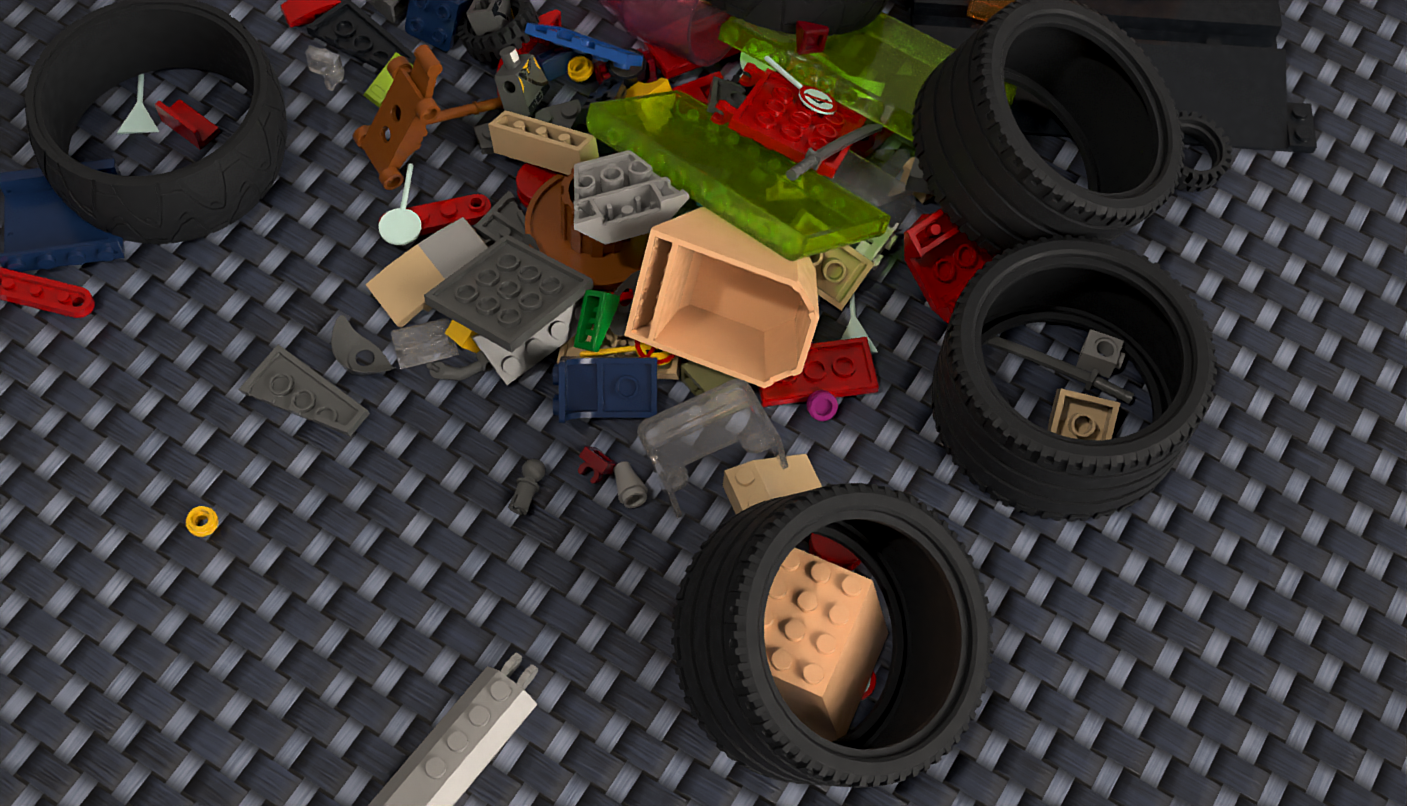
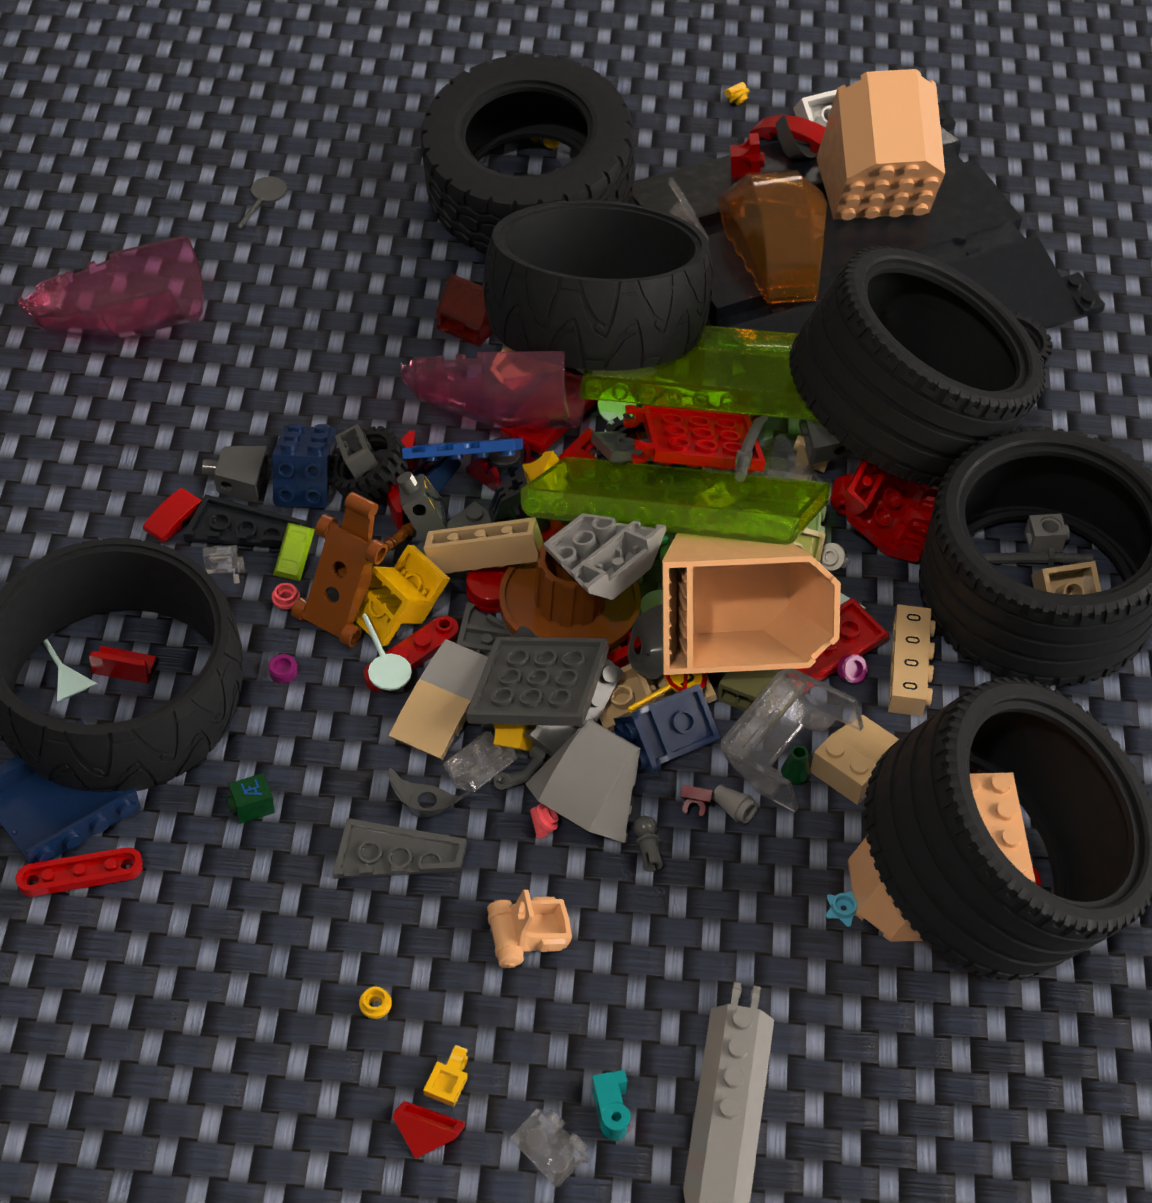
camera: 25 degrees left, 10 degrees down
(172, 652) = (425, 1128): none -> red slope
(212, 290) = (250, 798): none -> dark green brick
(215, 620) = (448, 1080): none -> yellow plate
(264, 723) = (550, 1146): none -> clear bracket
(317, 184) = (282, 668): none -> magenta tile
(337, 711) = (611, 1113): none -> teal leg
(355, 115) = (285, 596): none -> coral plate
(368, 515) = (528, 926): none -> light nougat piece
(450, 422) = (544, 820): none -> coral plate
(451, 158) = (401, 594): none -> yellow bracket
(503, 407) = (590, 781): none -> light grey wedge
(580, 68) = (455, 471): yellow plate -> none
(599, 306) = (616, 665): green slope -> none
(660, 629) = (837, 902): none -> medium azure plate
(707, 476) = (796, 765): none -> dark green cone
(809, 95) = (697, 413): light aqua piece -> none
(810, 37) = (670, 362): dark red slope -> none
(875, 289) = (833, 557): none -> white plate
(882, 421) = (910, 660): none -> tan brick

